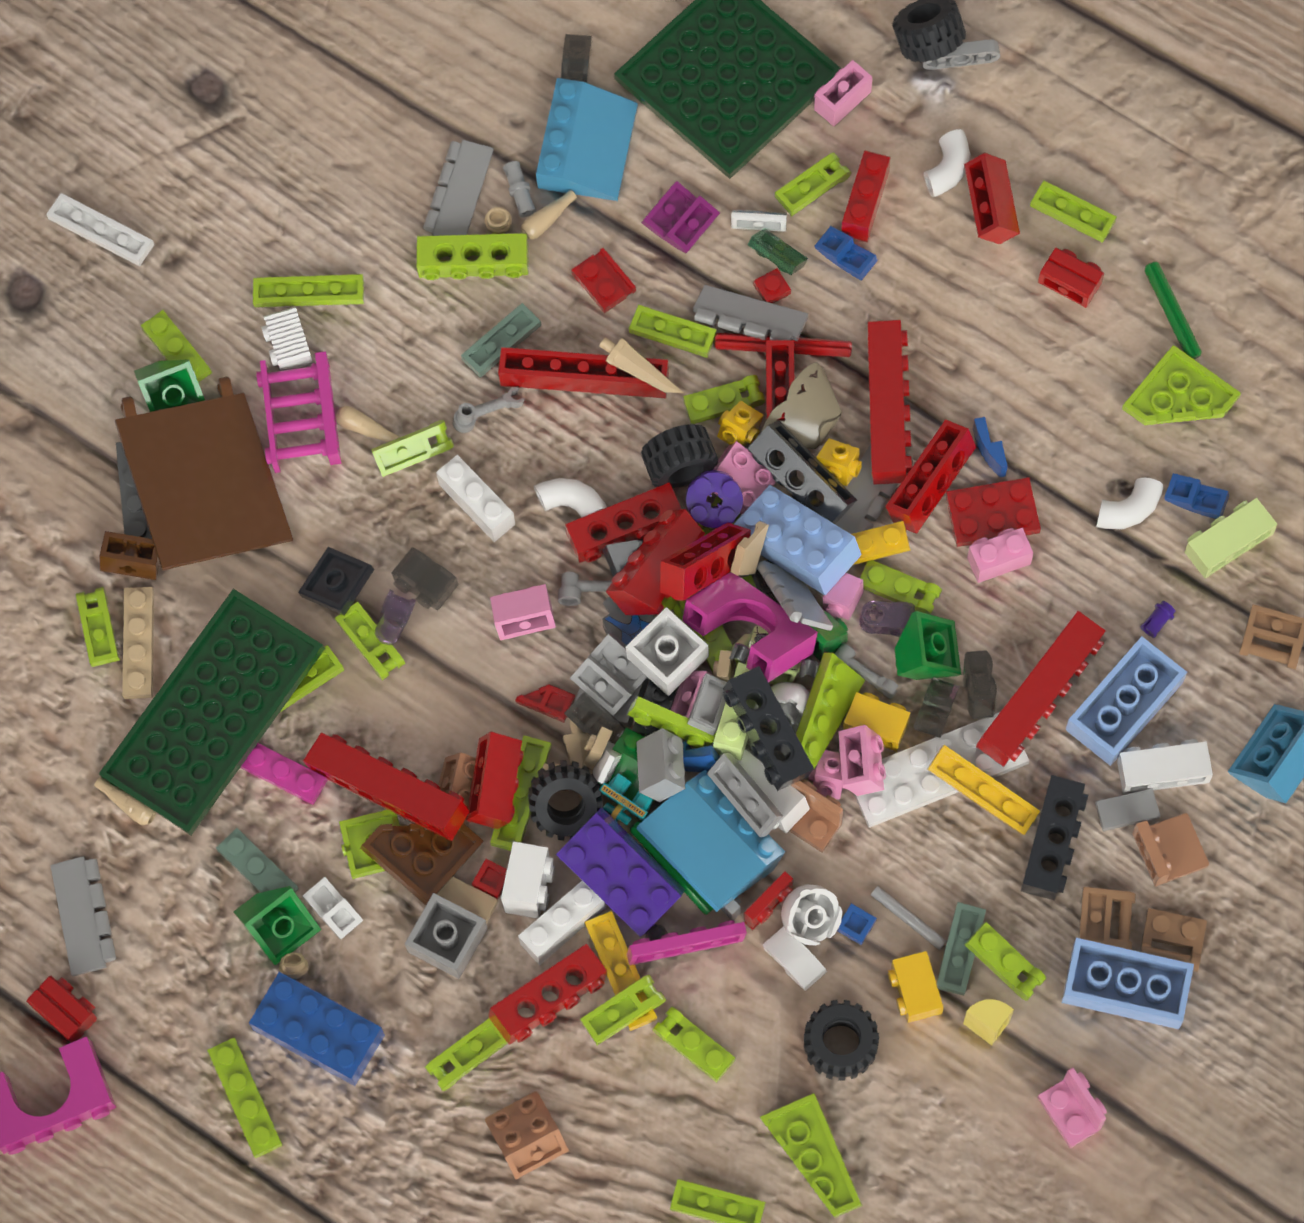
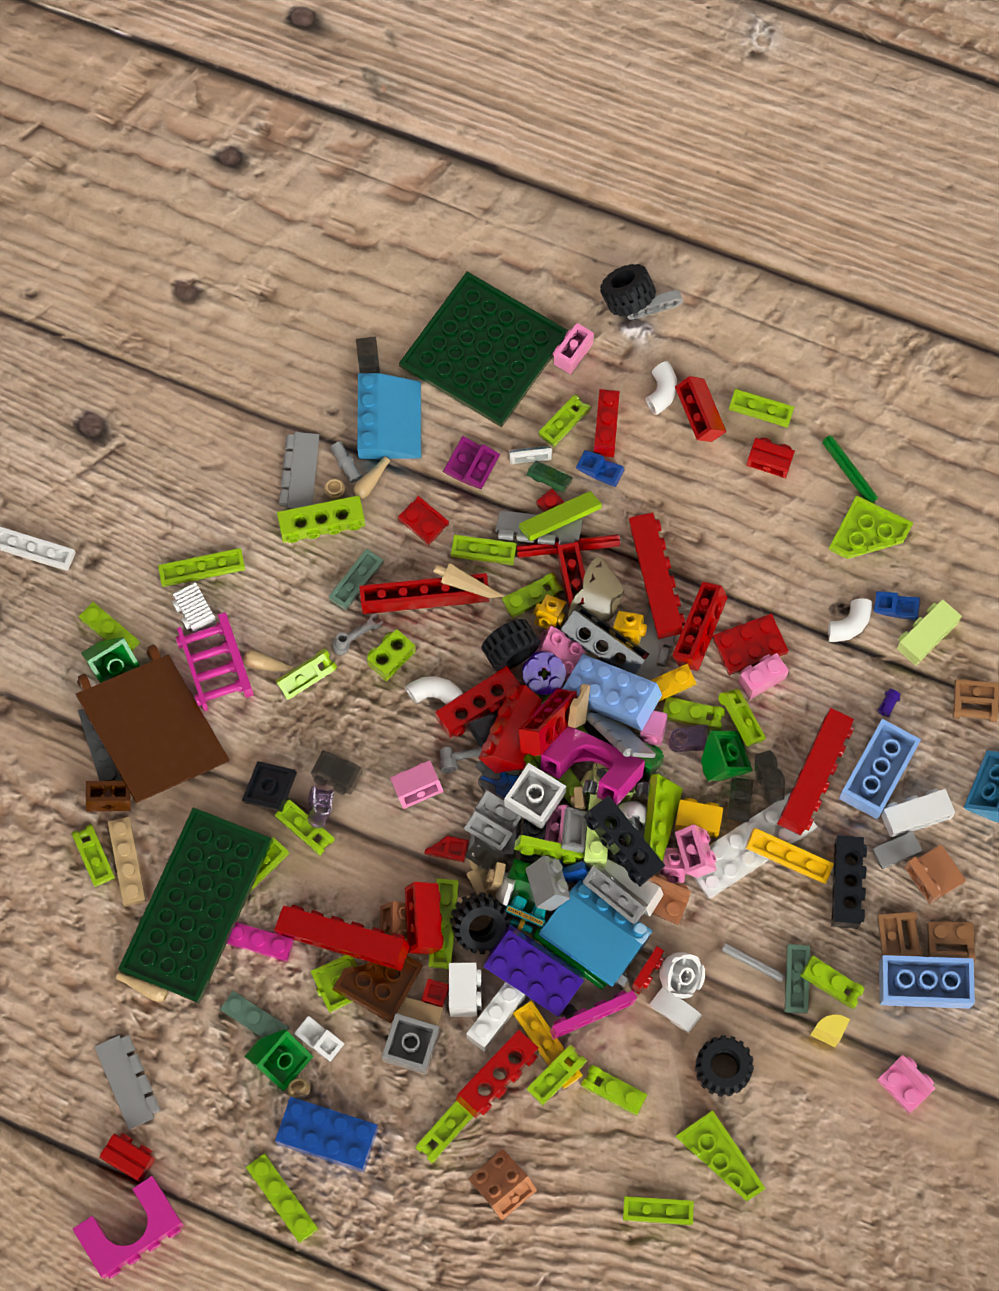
camera: 15 degrees left, 0 degrees up
(475, 498) = (362, 703): white brick -> none
(530, 447) = (395, 658): none -> lime brick
(779, 304) = (560, 516): none -> lime tile
(856, 924) = (716, 975): blue plate -> none
(883, 685) = (699, 790): light grey brick -> none
(916, 987) = (770, 1014): yellow brick -> none
(961, 602) = (742, 717): none -> lime plate
(991, 451) = (740, 600): blue slope -> none

